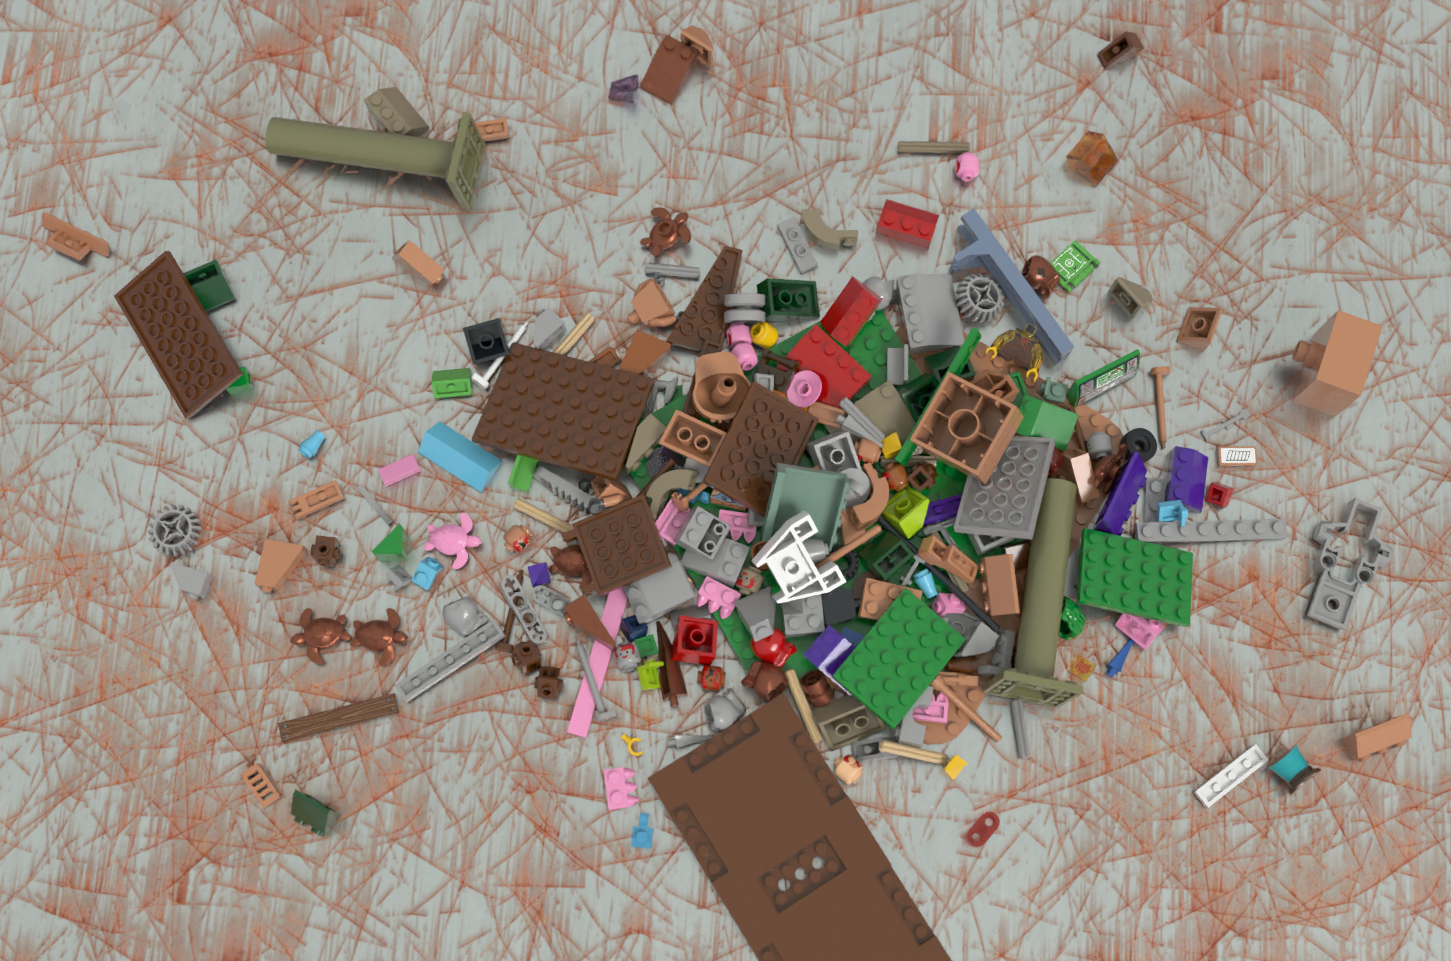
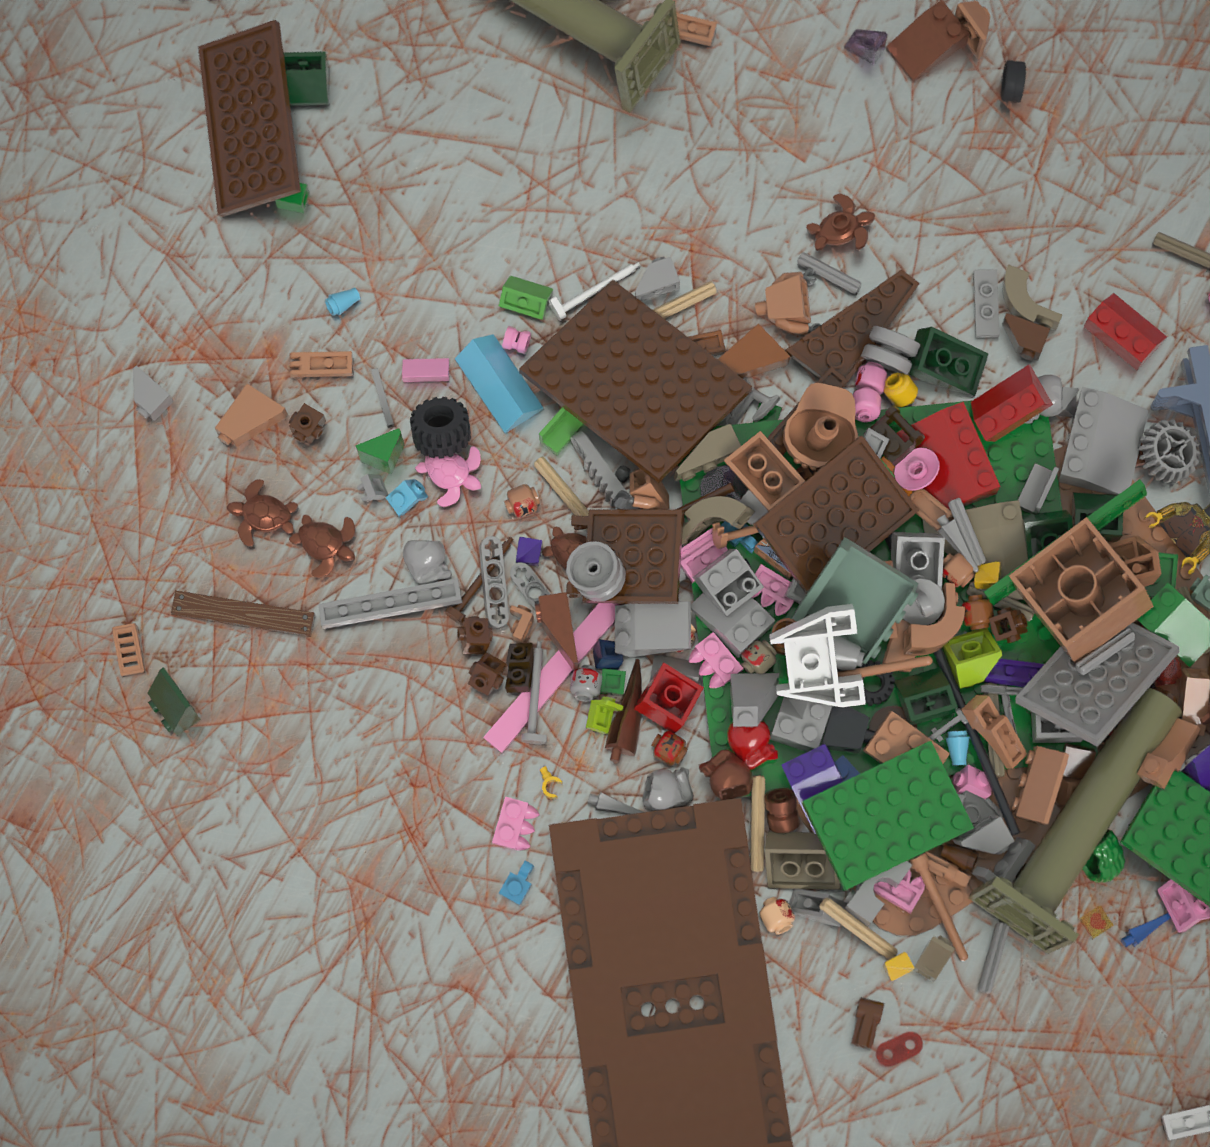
camera: 30 degrees right, 0 degrees up
(170, 537) = (146, 337): light grey gear -> none
(419, 263) = (547, 147): nougat slope -> none
(430, 497) = (440, 427): none -> black tyre
(454, 418) = (516, 340): none -> bright pink wheel
(487, 340) = (584, 266): black slope -> none
(559, 635) = (521, 628): none -> nougat bracket
(571, 665) = (519, 667): none -> dark brown slope
(599, 569) = (596, 571): none -> light grey wheel
(745, 73) = (1013, 81): none -> black tyre
(837, 257) = (1025, 336): none -> reddish brown slope
(949, 816) = (868, 1016): none -> reddish brown piece
(979, 749) = (934, 957): none -> dark tan slope
(1002, 466) = (1105, 651): none -> light grey axle
(1083, 521) = (1169, 754): none -> nougat slope

